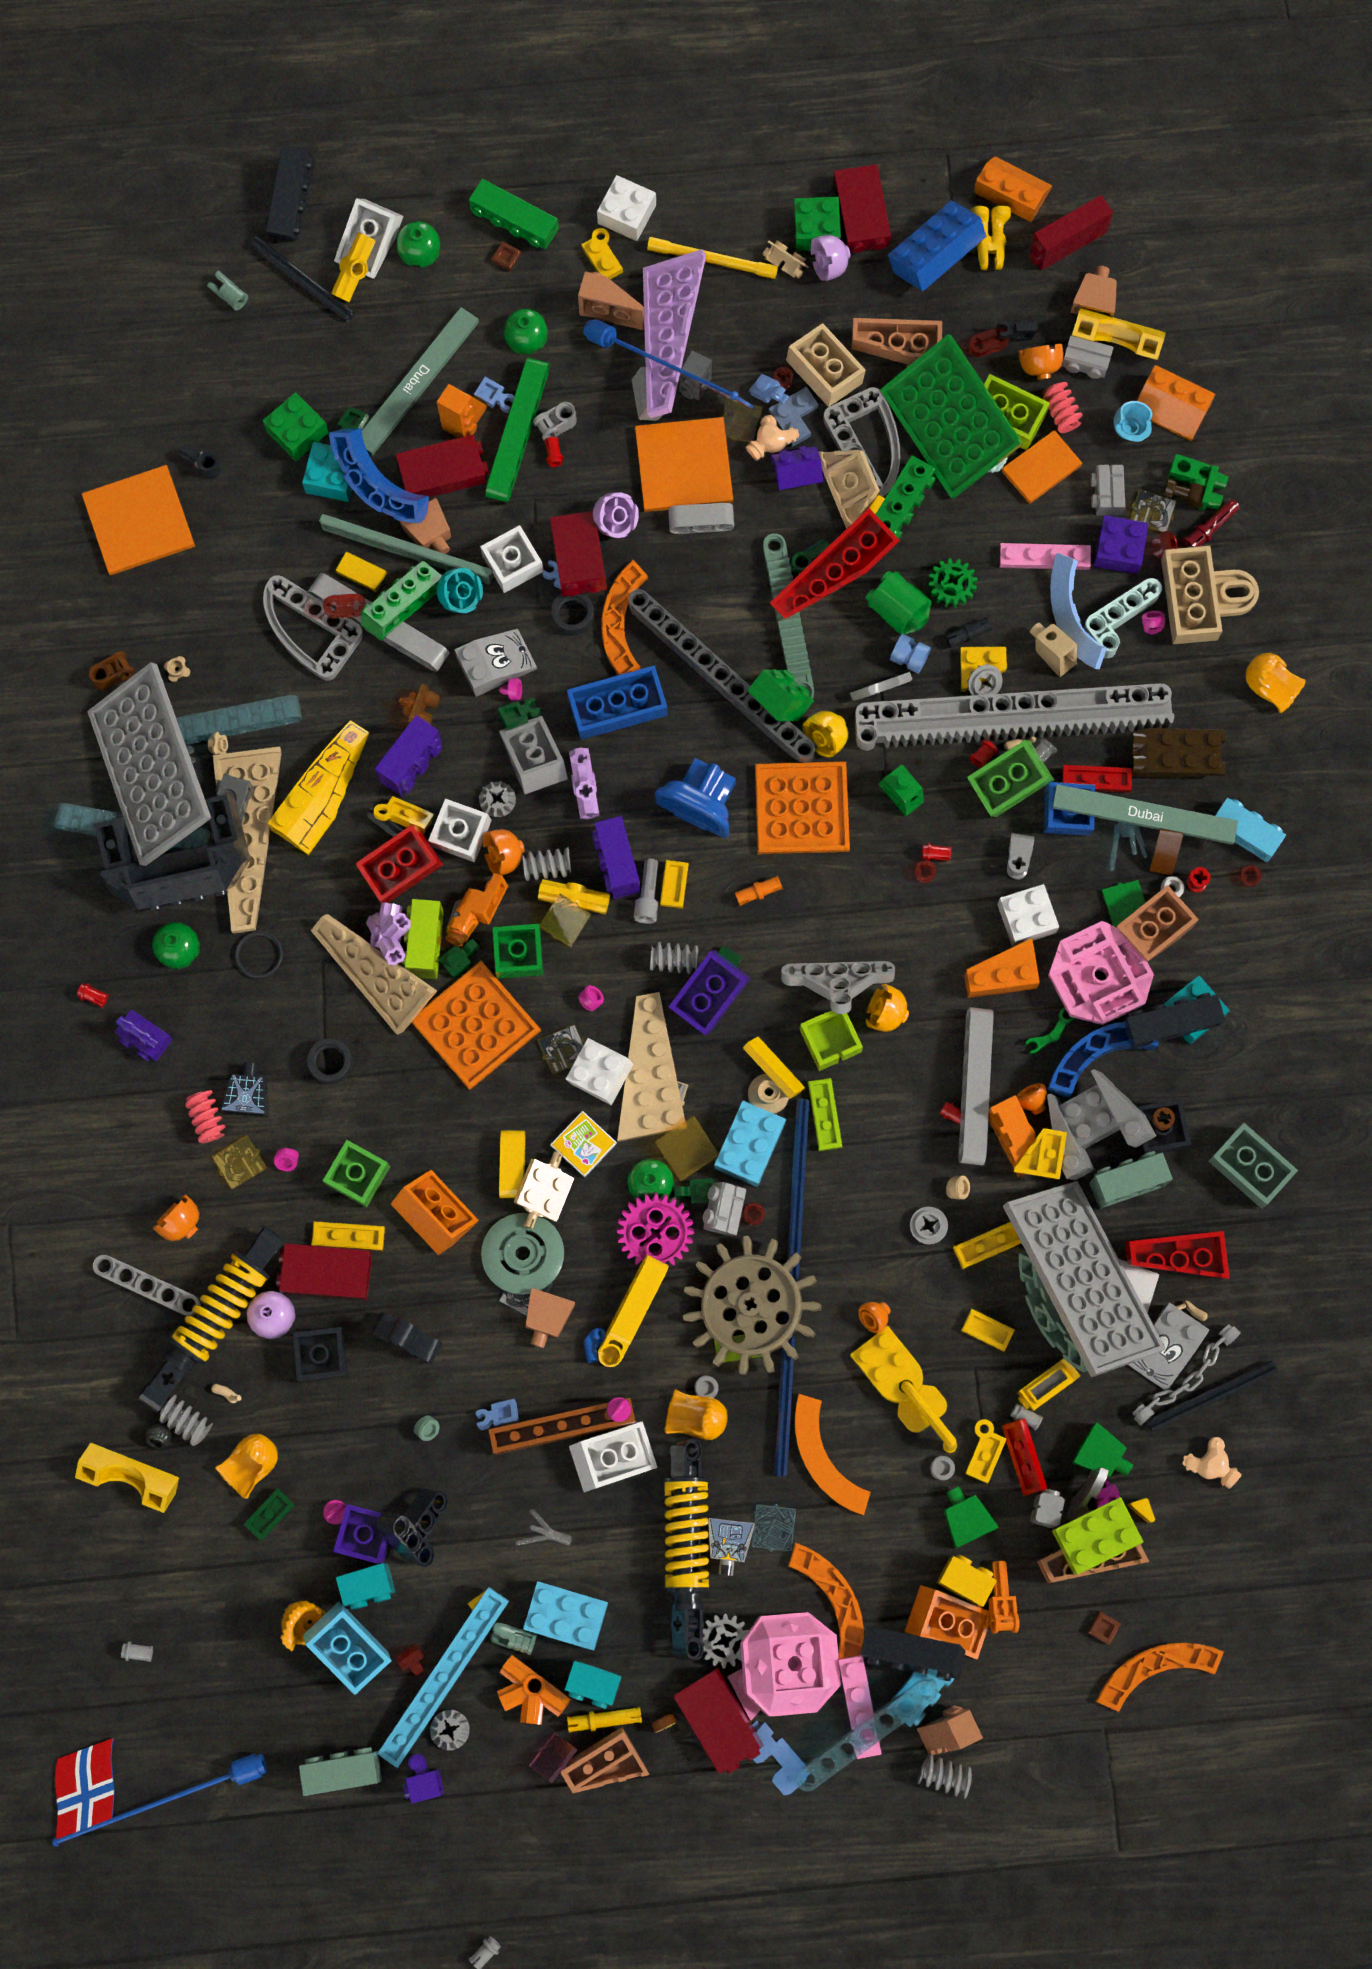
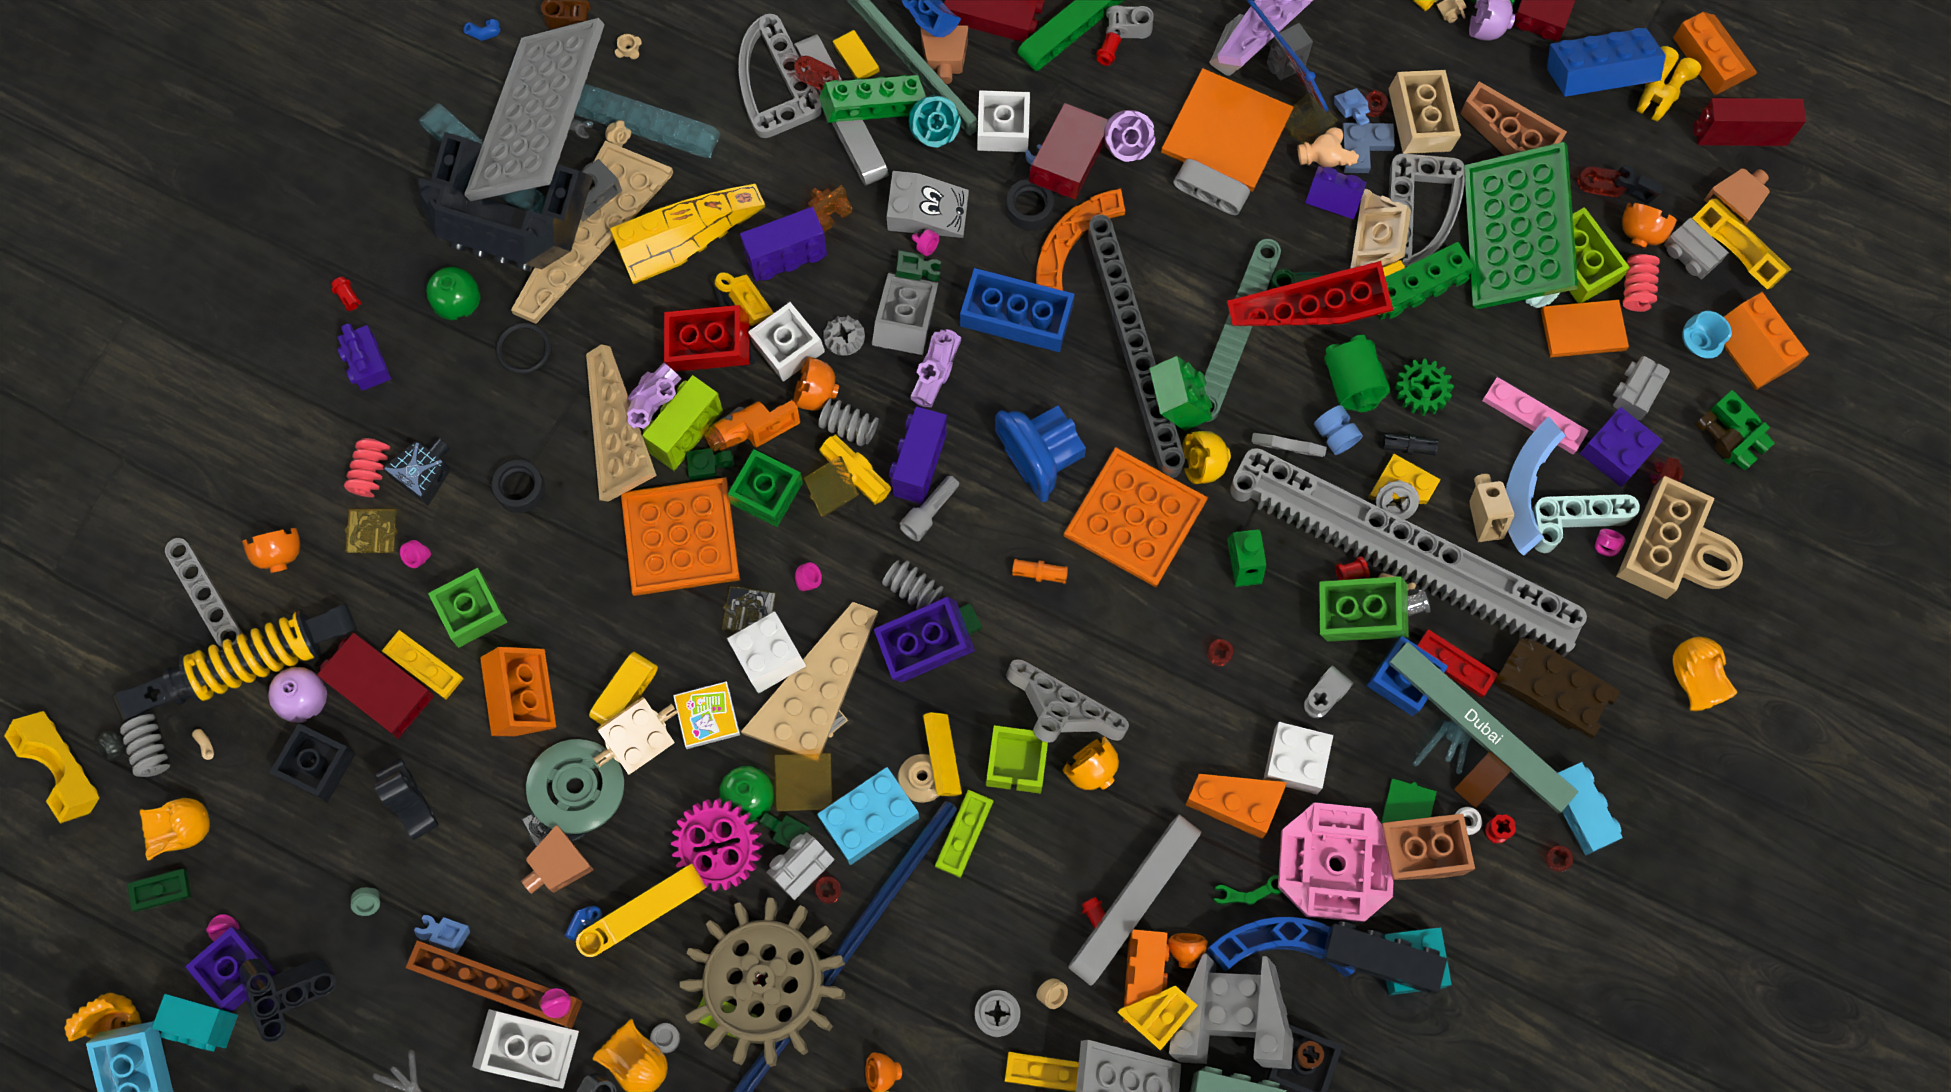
camera: 30 degrees right, 5 degrees down
(53, 726) = (491, 30): none -> blue arm
(674, 884) = (961, 516): yellow tile -> none
(936, 852) = (1243, 639): red pin -> none
(1153, 510) = (1677, 434): piece -> none
(1203, 533) = (1717, 484): dark red pin -> none

